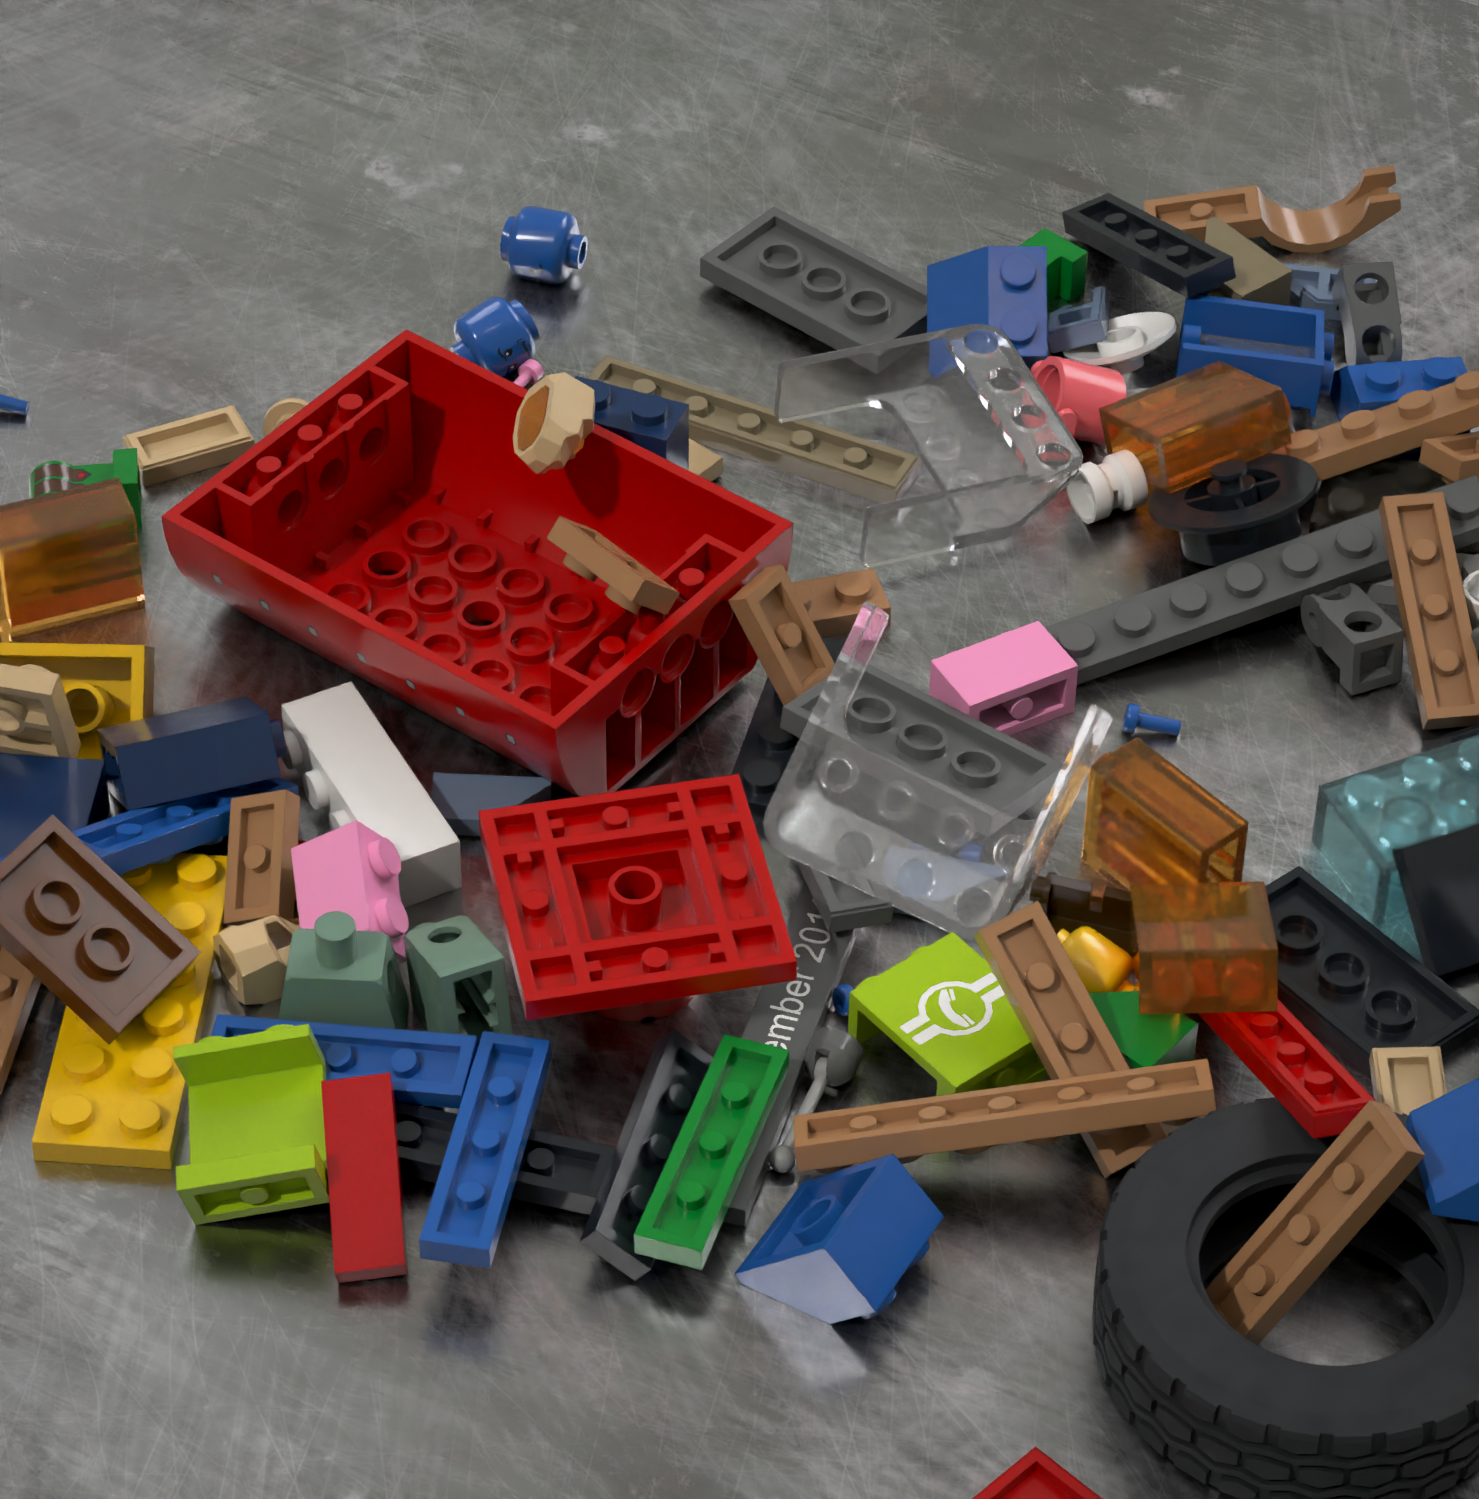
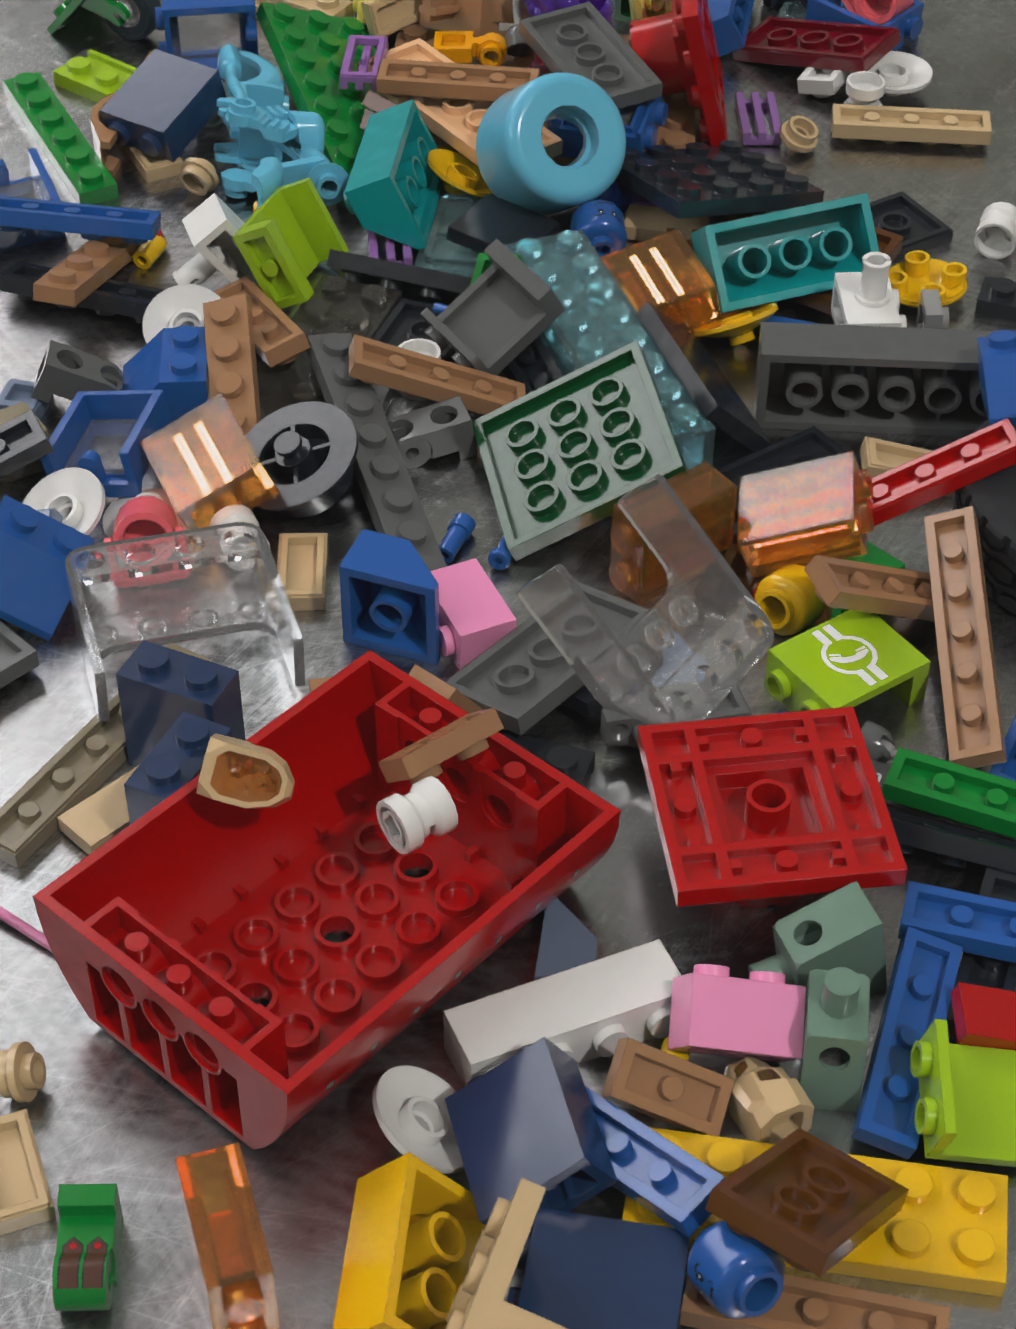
camera: 85 degrees left, 0 degrees up
(232, 663) = (415, 1116): none -> white dish
(508, 556) = (417, 814): none -> white wheel
(752, 430) = (162, 684): none -> dark blue brick
(996, 582) = (389, 598): none -> blue slope
(1076, 554) = (303, 569): none -> tan tile
(1180, 680) = (458, 532): none -> blue piece
(1307, 737) = (576, 449): none -> plate

